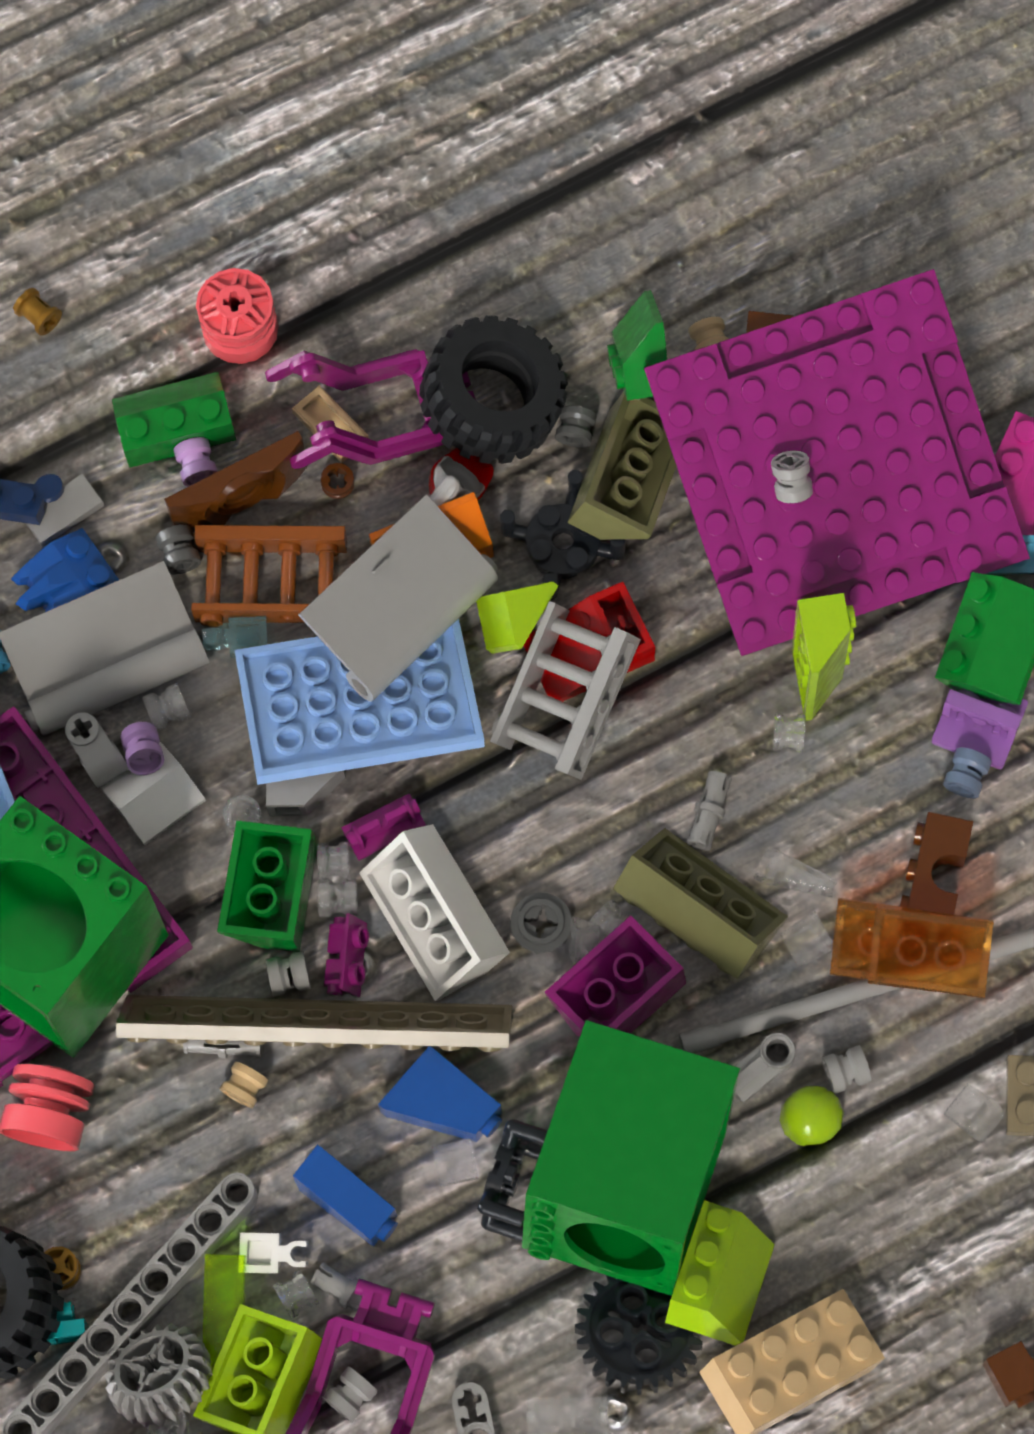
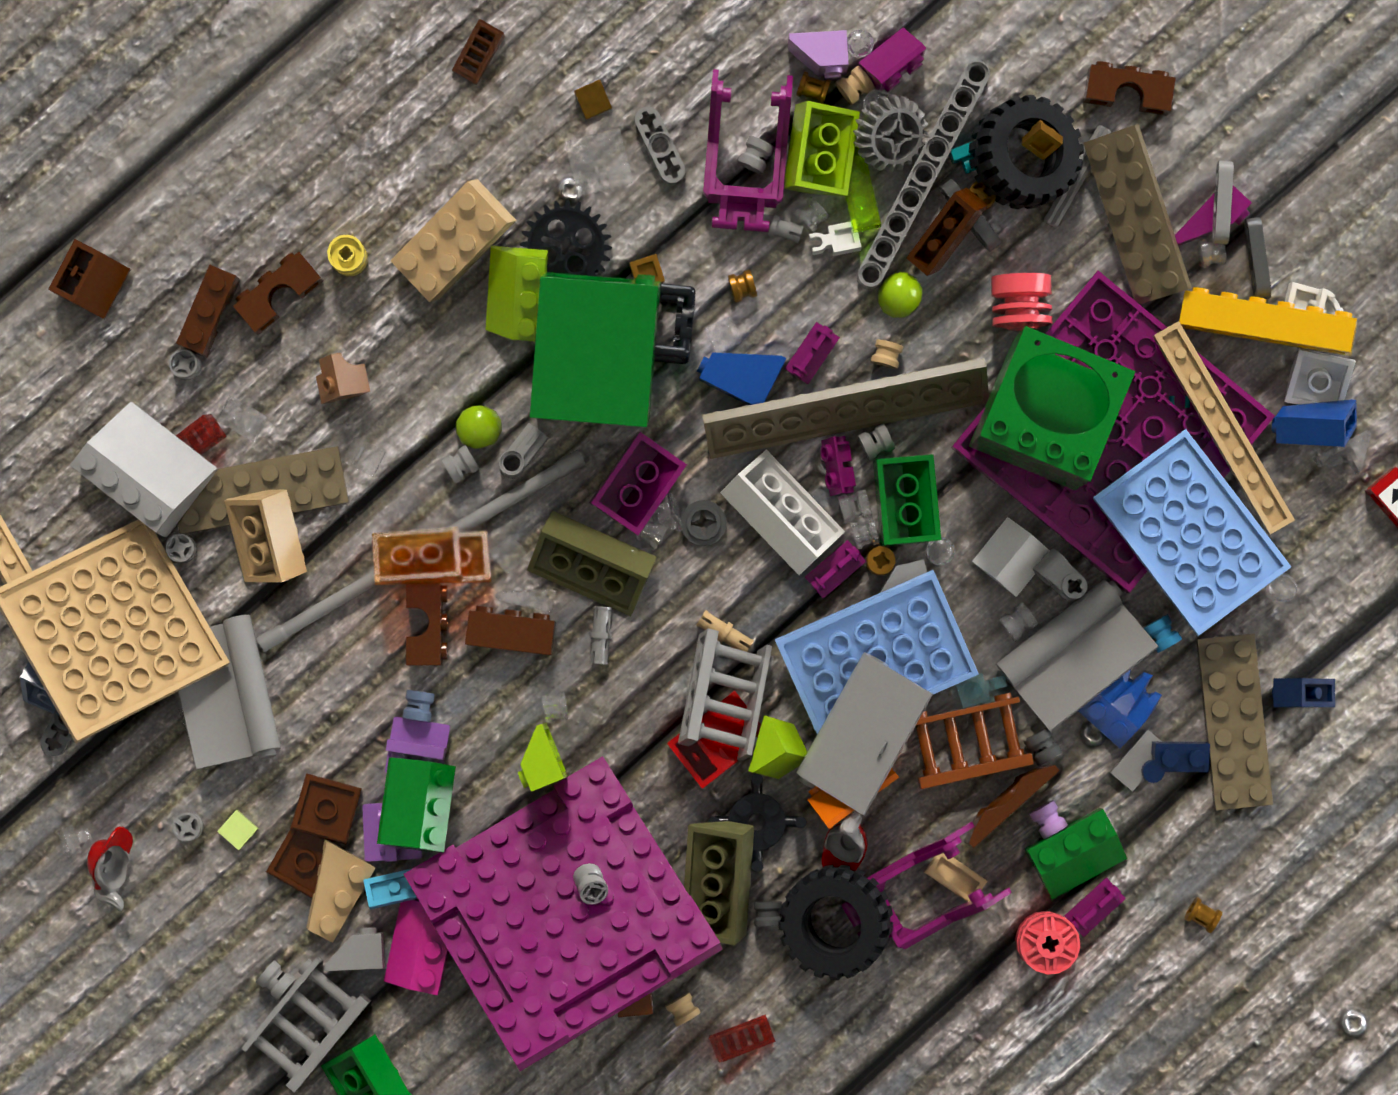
camera: 160 degrees right, 15 degrees up
(83, 1244) = (981, 228): none -> dark grey beam
(119, 1219) = (947, 231): none -> reddish brown brick
(142, 748) = (1026, 582): lavender wheel -> none
(168, 351) = (1095, 907): none -> magenta hinge
(205, 1161) = (900, 295): none -> lime hair
(325, 829) = (879, 564): none -> pearl gold wheel
(337, 468) = (929, 833): reddish brown bush -> none
(342, 1111) = (812, 352): none -> magenta hinge
(345, 1196) = (792, 288): blue slope -> none
(413, 1219) = (742, 286): none -> pearl gold wheel
(535, 1273) = (648, 266): none -> pearl gold plate
(547, 778) = (726, 632): none -> tan pin
(636, 345) = (734, 977): green slope -> none
(654, 277) = (718, 1046): none -> clear red slope
(827, 838) = (510, 631): none -> reddish brown brick
(942, 1383) = (347, 255): none -> light yellow wheel
(987, 1214) = (341, 379): none -> medium nougat brick

